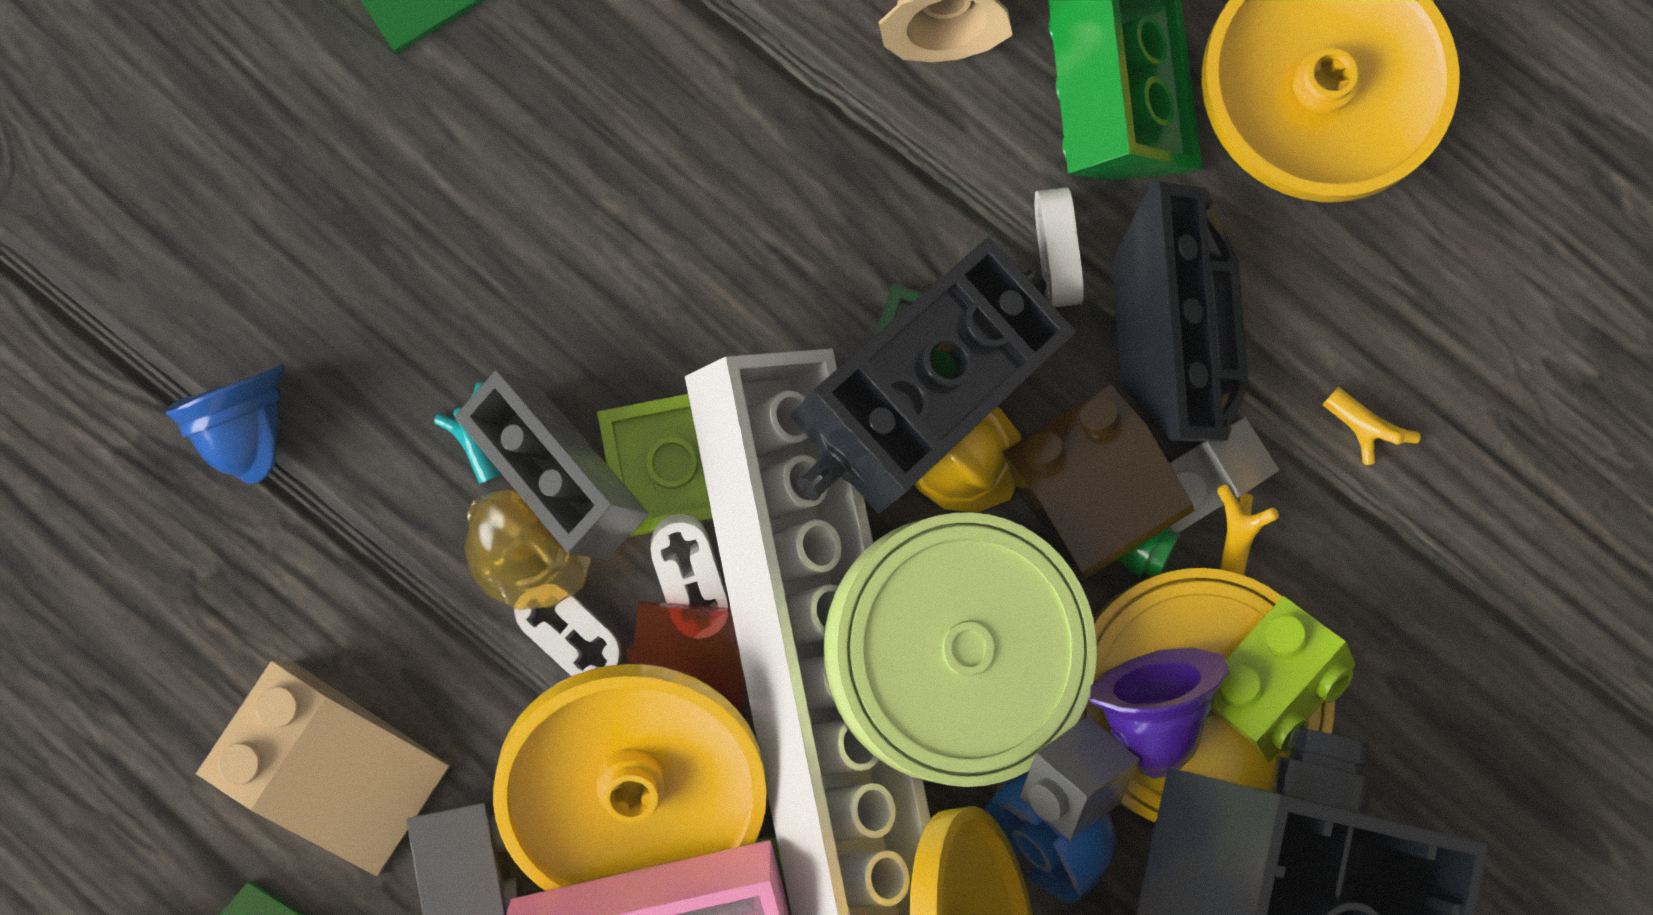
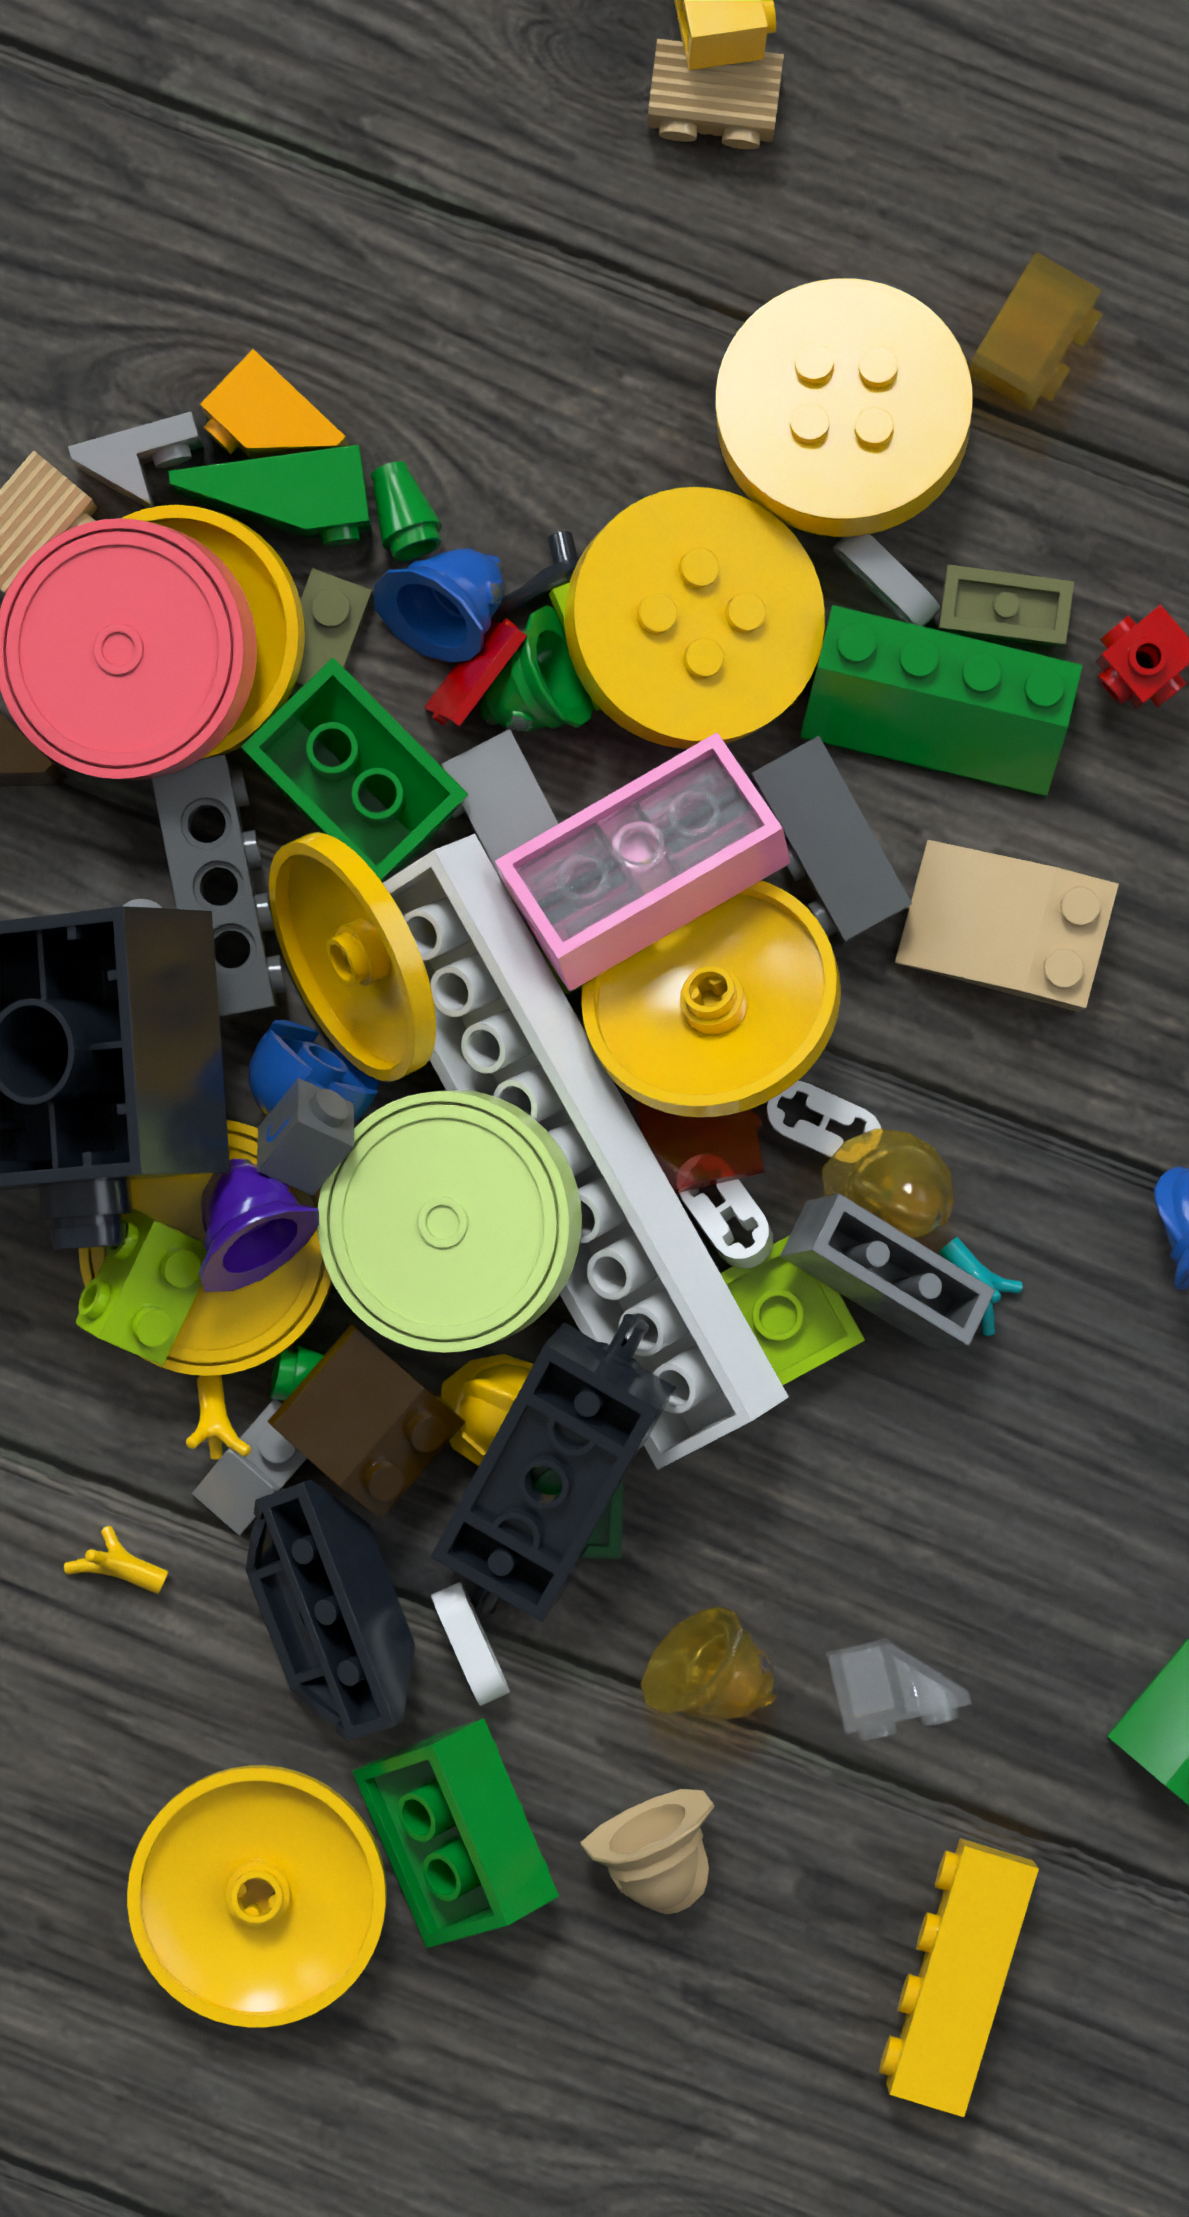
camera: 165 degrees right, 5 degrees up
(682, 89) = (888, 1684): none -> clear slope
(845, 154) = (709, 1669): none -> clear yellow piece

